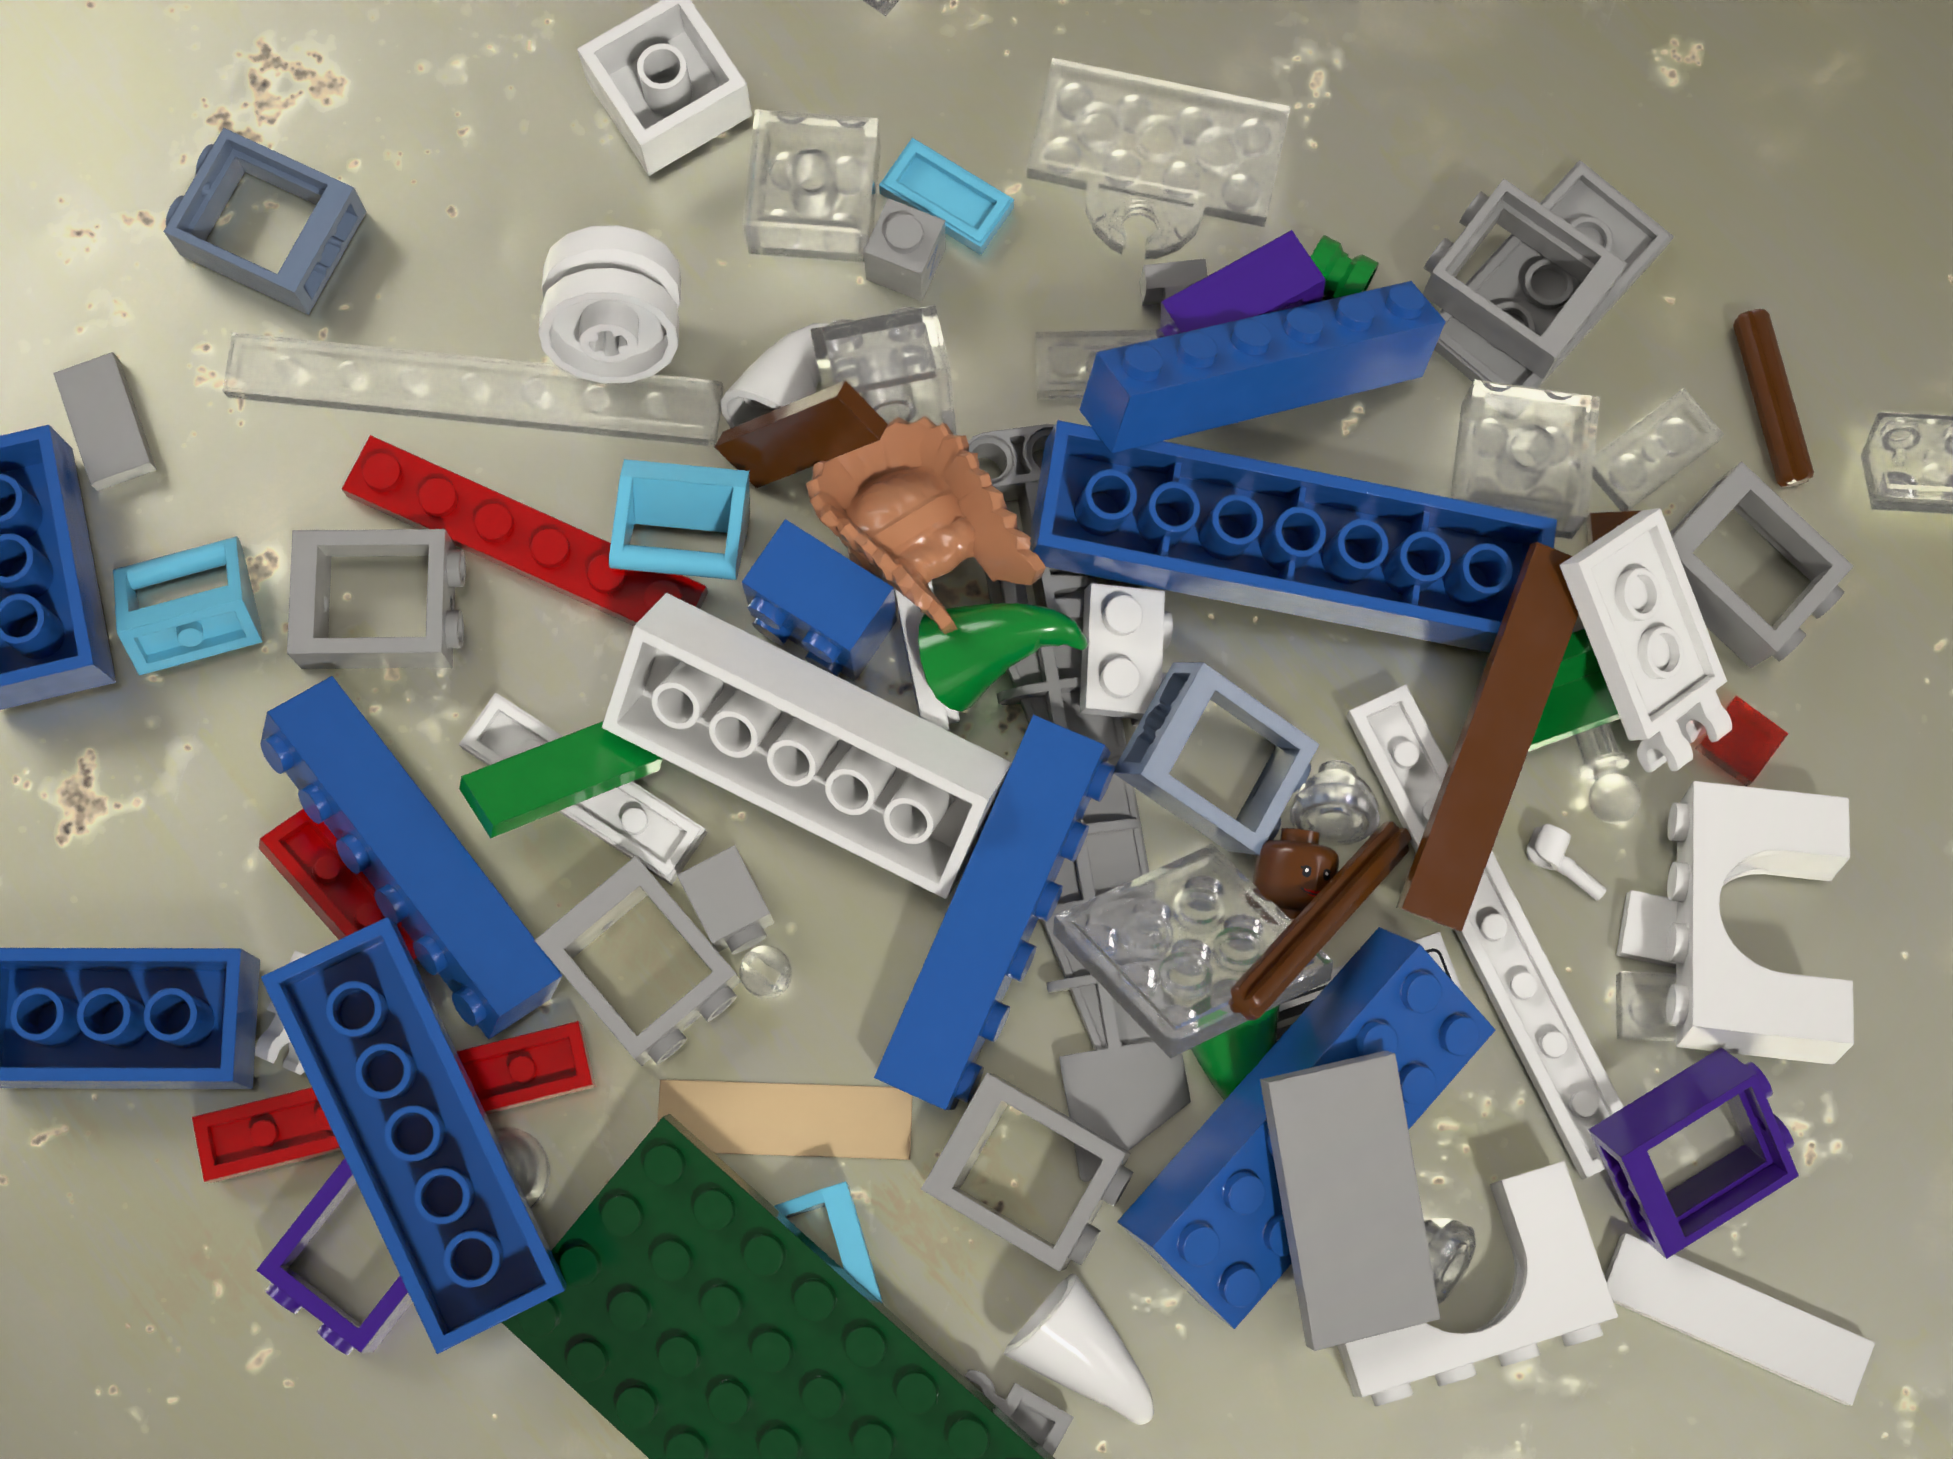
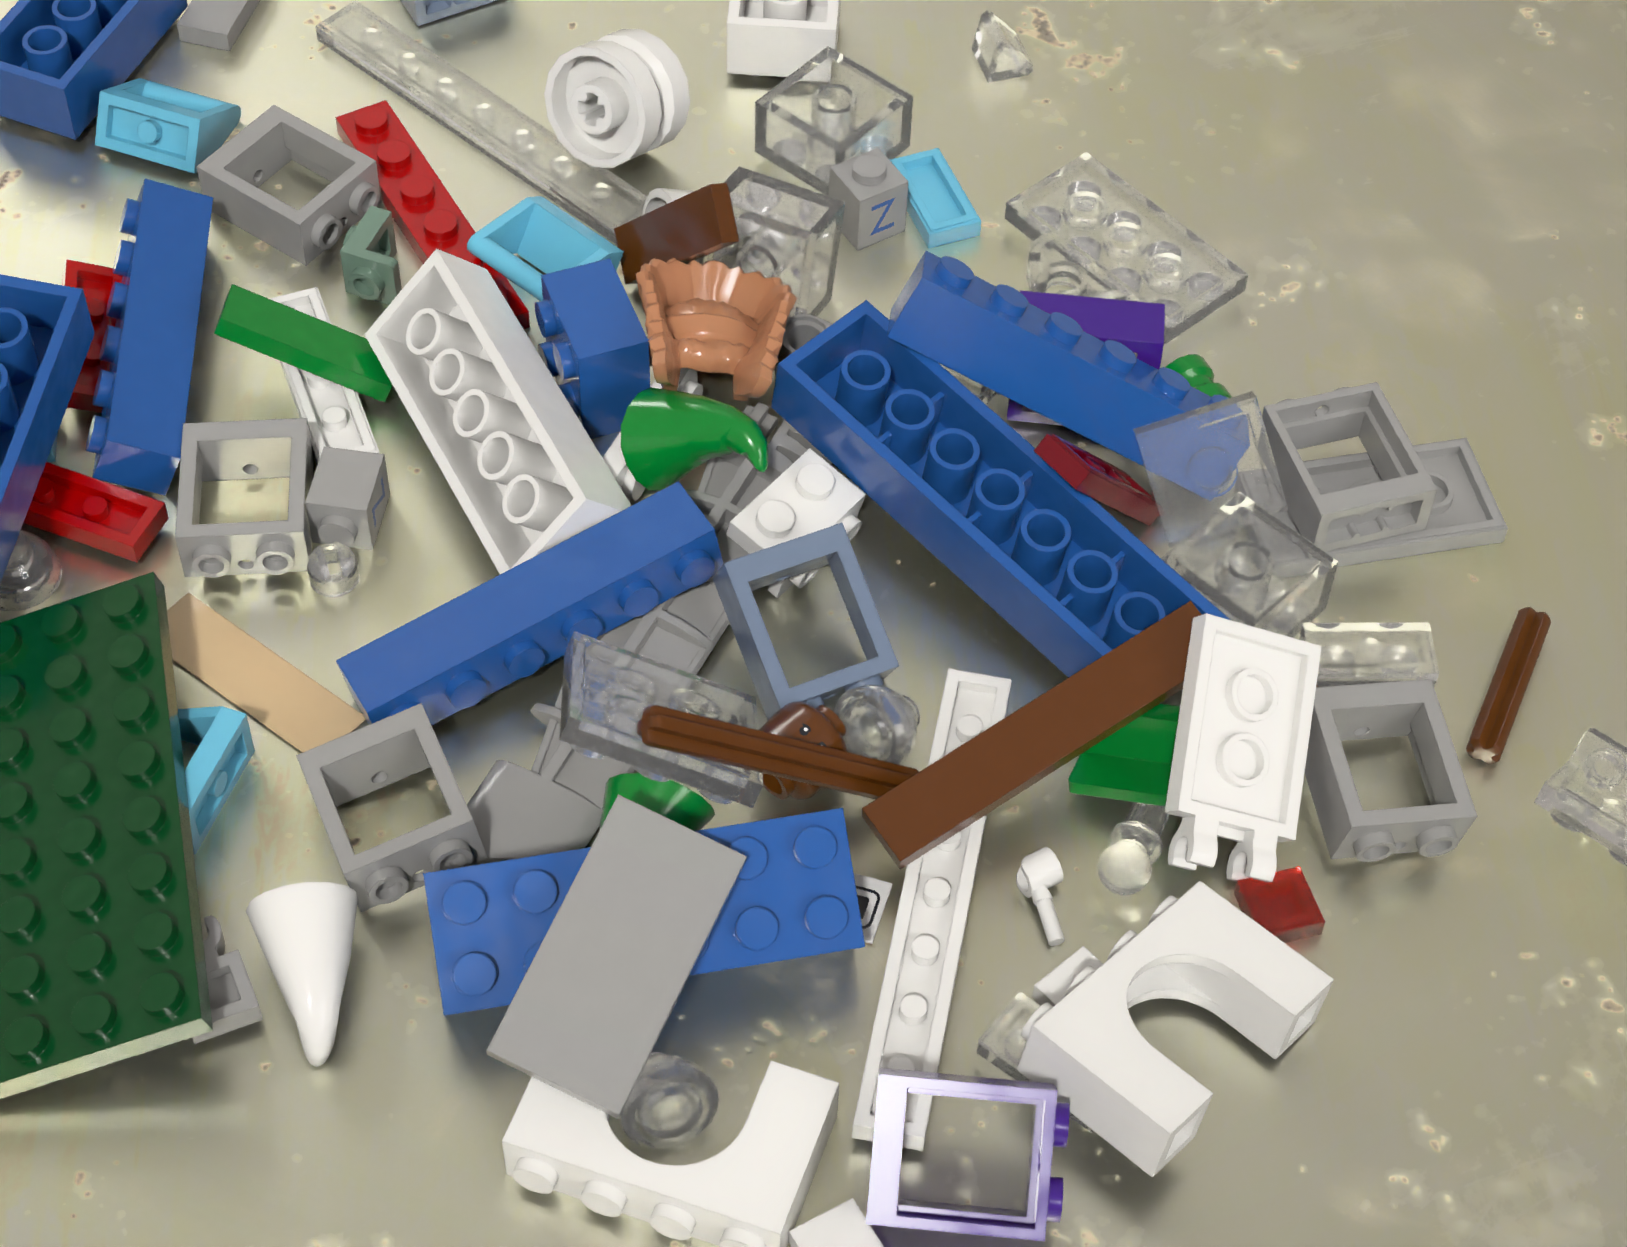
camera: 35 degrees right, 25 degrees down
(507, 623) = (369, 257): none -> sand green bracket
(1351, 447) = (1098, 478): none -> dark red tile
(1427, 364) = (1205, 460): none -> clear tile

